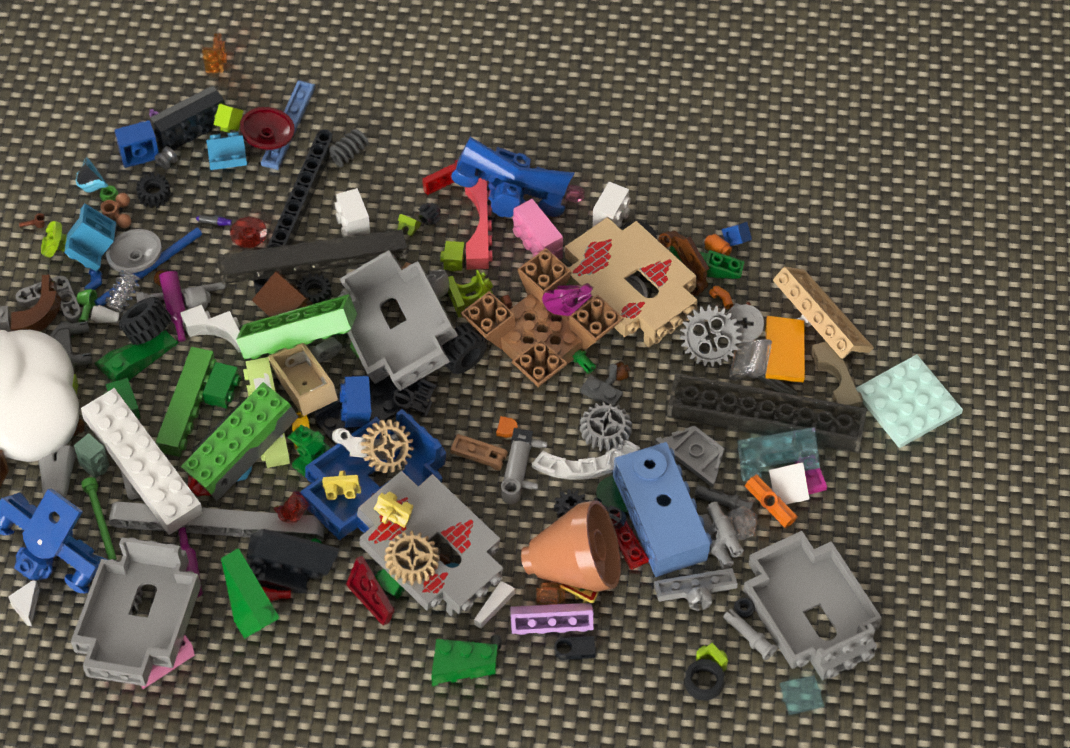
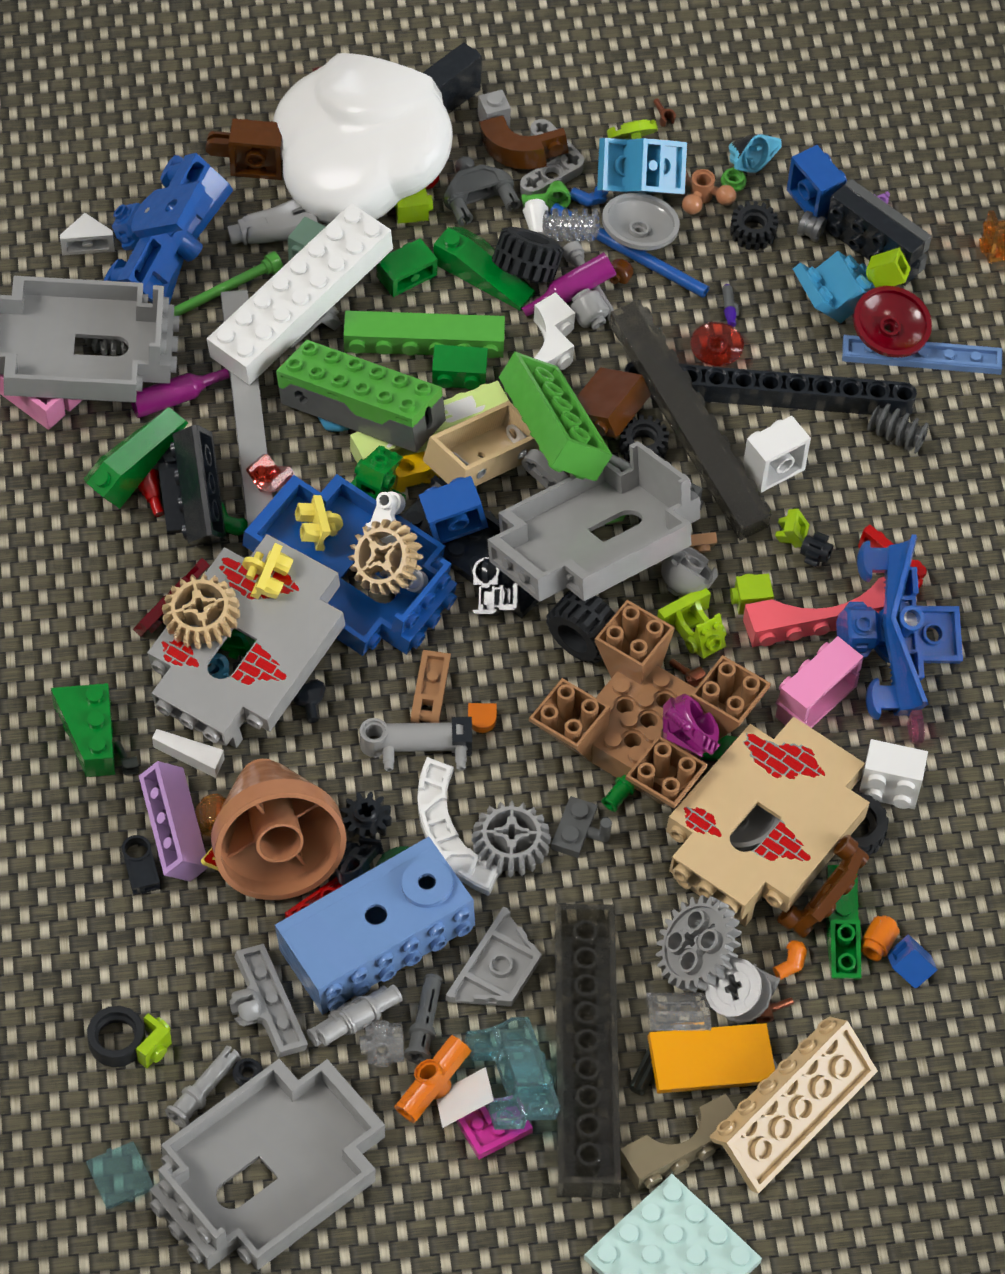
camera: 75 degrees right, 0 degrees up
(622, 371) = (620, 846): reddish brown piece -> none

